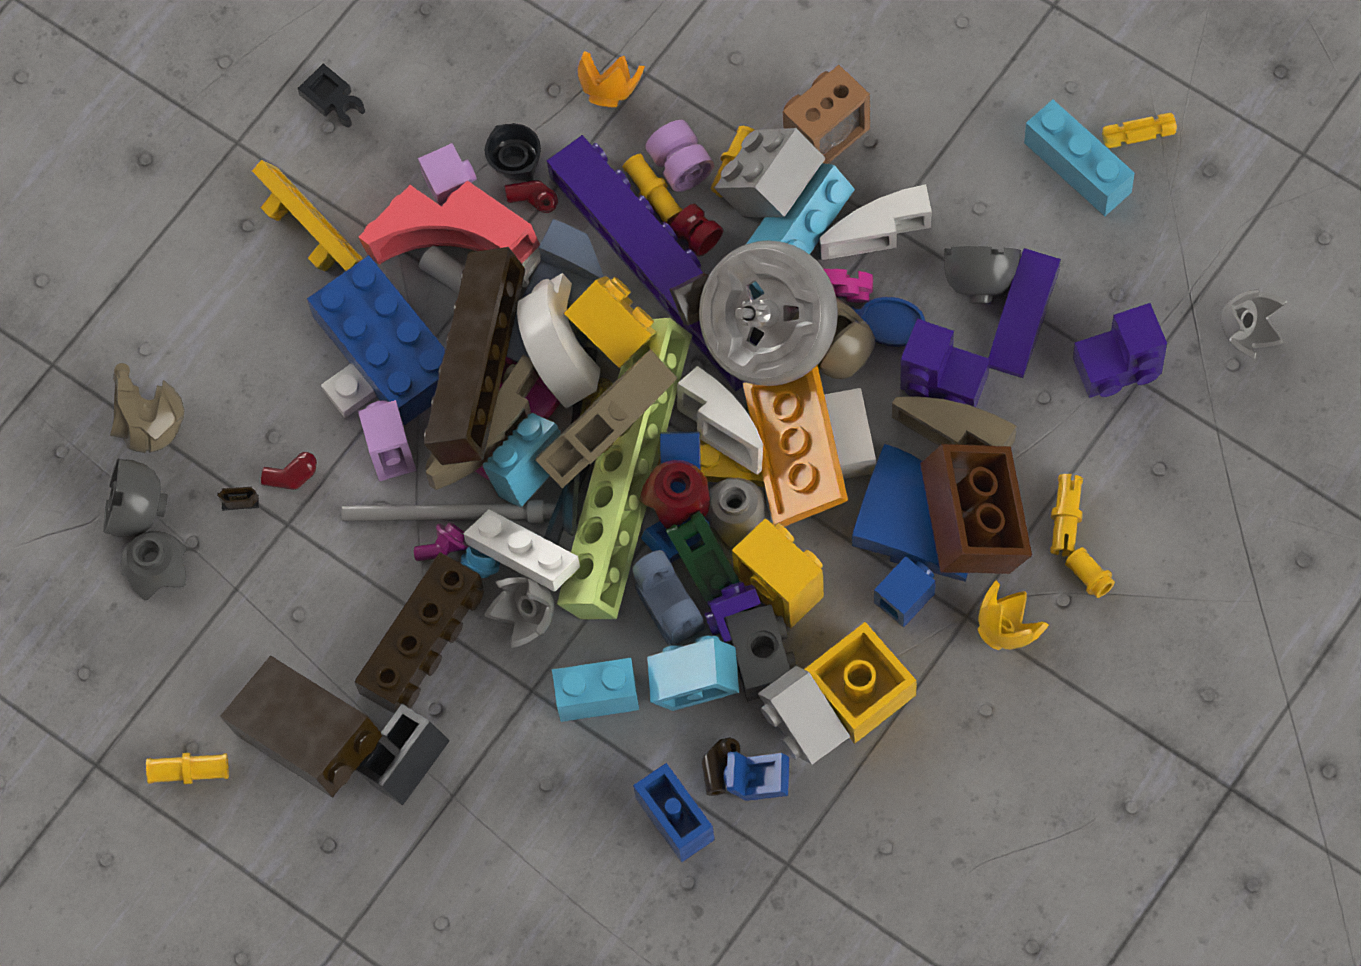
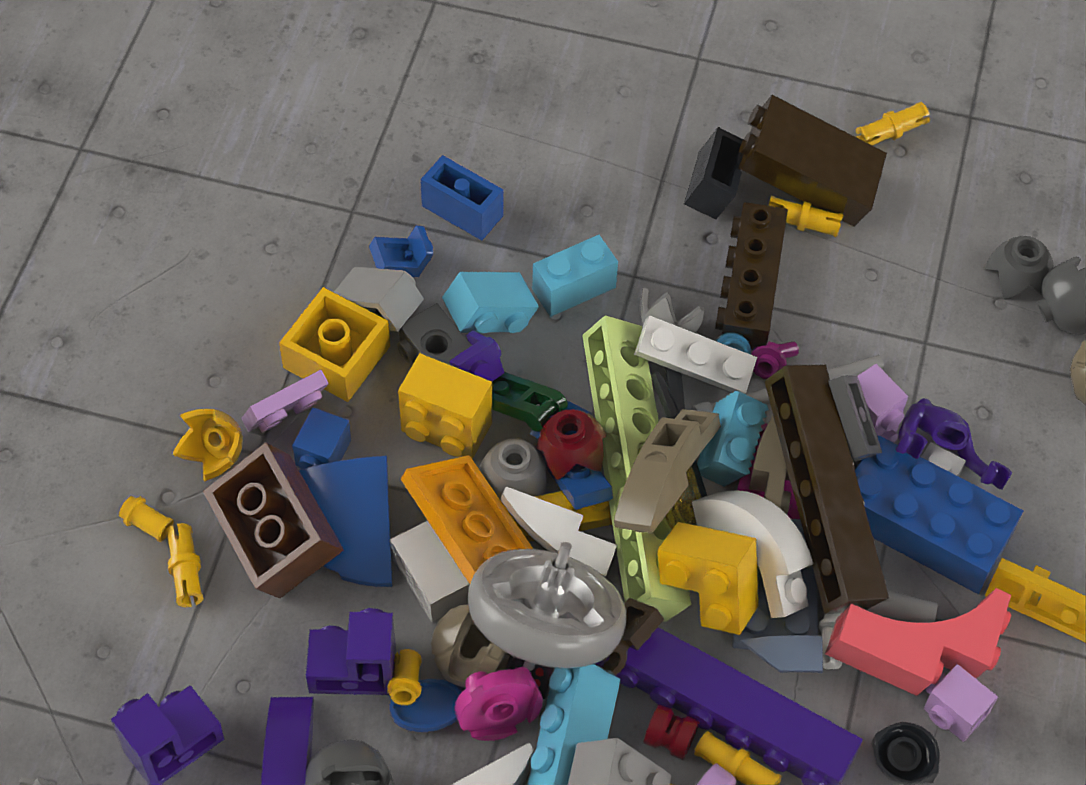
camera: 150 degrees right, 10 degrees down
(238, 498) = (980, 342): dark brown piece -> none
(293, 475) = (946, 374): dark red arm -> none
(327, 406) = (950, 432): none -> dark purple piece
(337, 685) = (809, 217): none -> yellow pin
(418, 404) = (855, 417): none -> dark grey panel
(533, 192) = (862, 724): dark red arm -> none
(666, 598) = (534, 357): sand blue piece -> none
(714, 764) = (444, 261): dark brown arm -> none
(899, 339) = (404, 685): none -> yellow pin
(929, 629) = (297, 396): none -> lavender plate
(952, 422) = (293, 614): dark tan slope -> none

